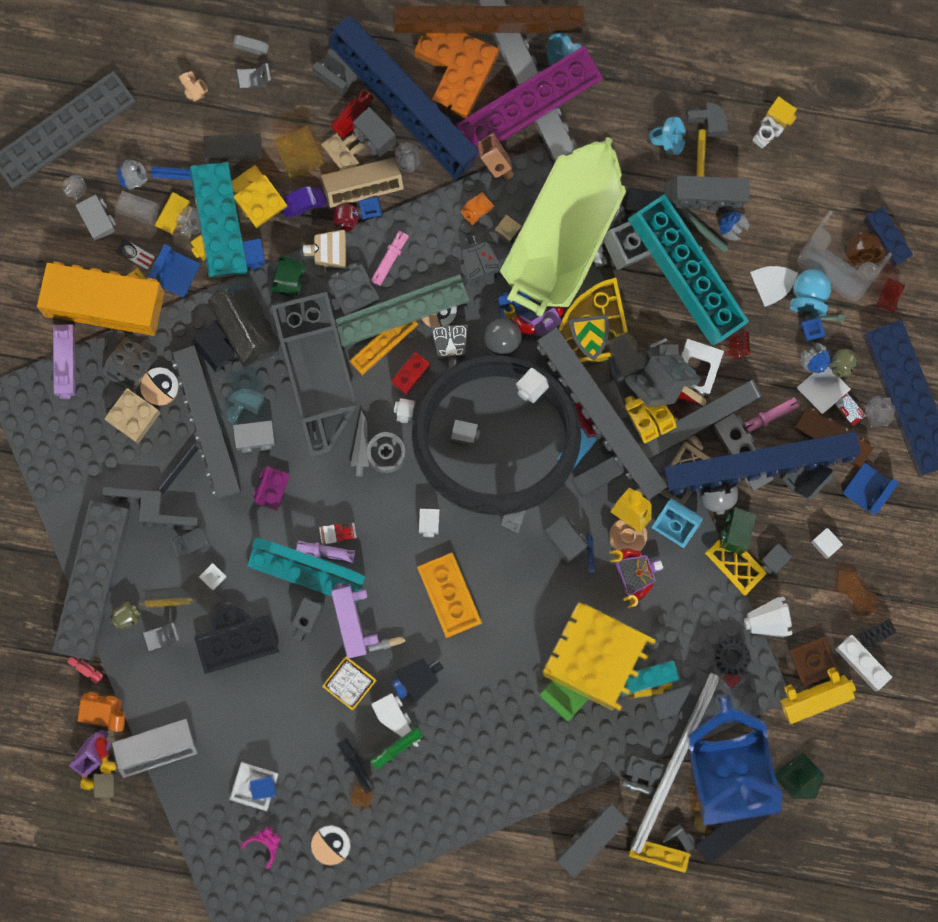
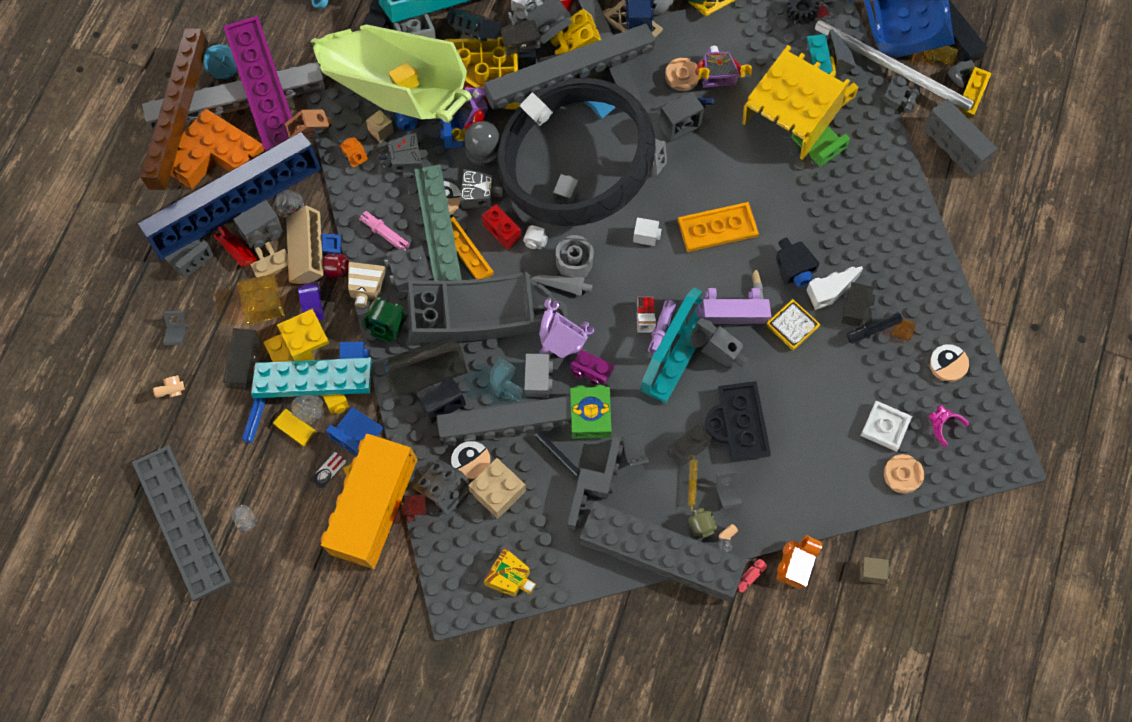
camera: 80 degrees left, 15 degrees down
(50, 441) = (509, 575): none -> torso
(64, 361) = (427, 549): lavender brick -> none
(90, 756) = (844, 575): torso -> none
(95, 217) = (282, 500): light grey brick -> none
(101, 341) = (413, 506): none -> clear red bracket
(115, 639) = (724, 538): none -> arm
(131, 174) = (245, 458): light grey piece -> none
(137, 208) = (281, 457): clear brick -> none
(154, 748) = (841, 513): light grey brick -> none
(206, 807) = (903, 474): none -> light nougat tile
(212, 576) = (672, 433): white plate -> none
(221, 492) = (590, 412): none -> bright green panel
(250, 45) = (141, 329): light grey beam -> none
(263, 788) = (893, 409): blue panel -> none
(295, 452) = (561, 335): none -> lavender torso
(316, 590) = (702, 333): none -> dark grey plate
(396, 748) = (864, 283): green axle -> none
(560, 244) = (404, 76): none -> yellow brick
(590, 334) = (493, 65): sticker -> none
(629, 715) = (850, 93): none -> yellow plate
(633, 509) = (659, 59): yellow torso -> none
(640, 303) = (473, 24): none -> black brick
(677, 522) = (676, 29): medium azure brick -> none

